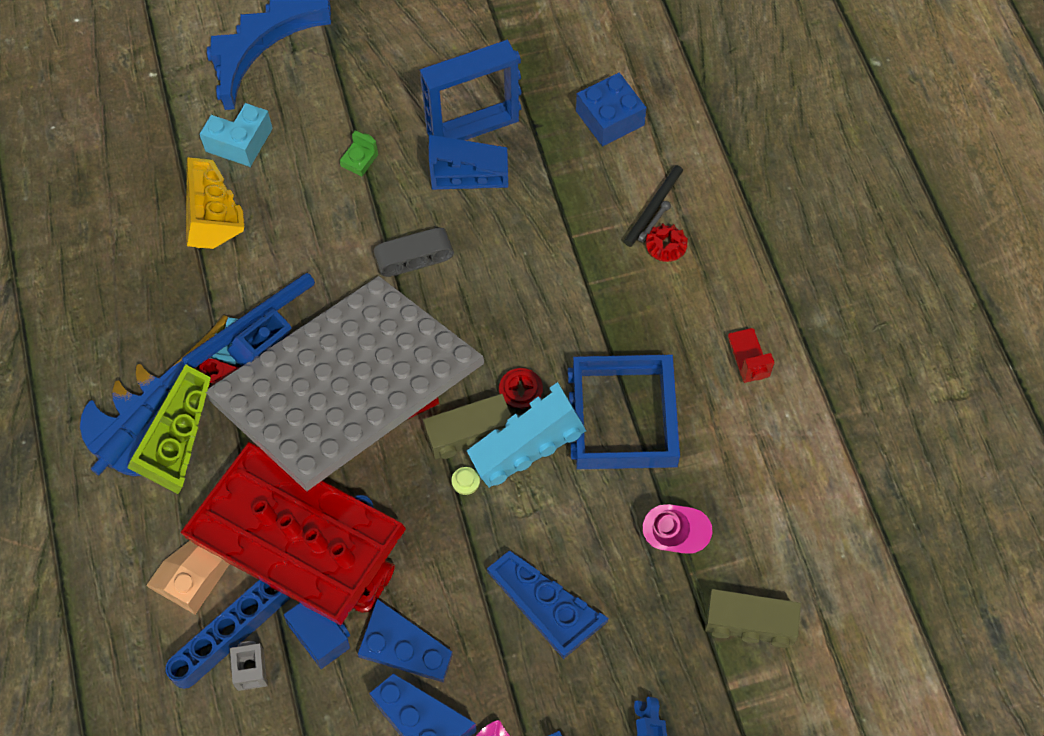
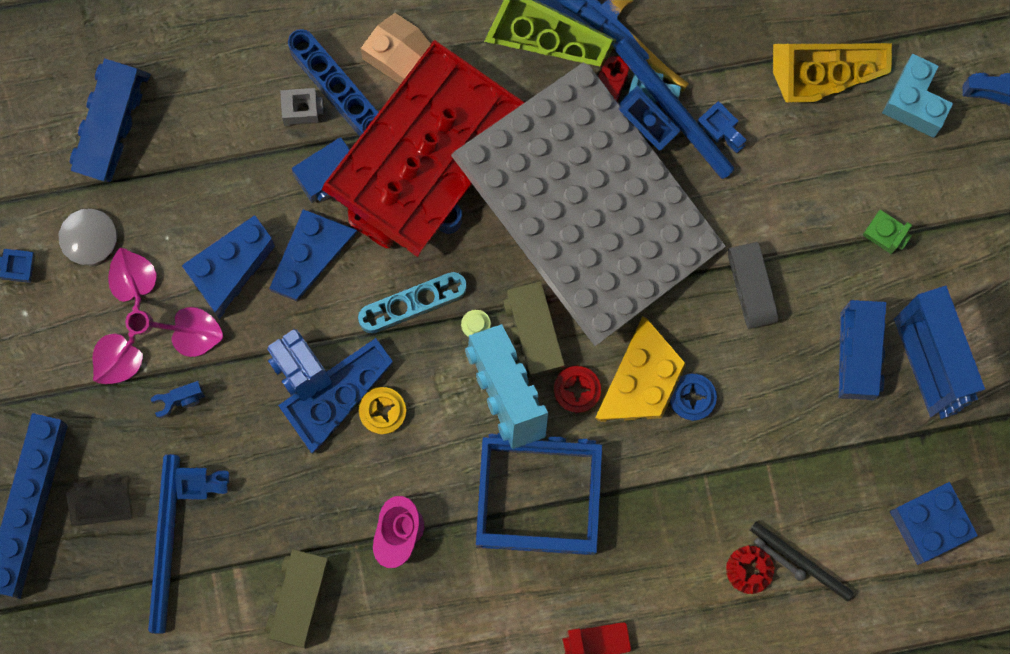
camera: 90 degrees right, 15 degrees up
(264, 285) = (720, 124): none -> blue plate
(444, 542) = (410, 297): none -> medium azure beam
(506, 333) = (643, 378): none -> yellow wing
(508, 290) = (703, 388): none -> blue gear
(522, 636) = (299, 365): none -> brick
(560, 546) = (386, 397): none -> yellow gear

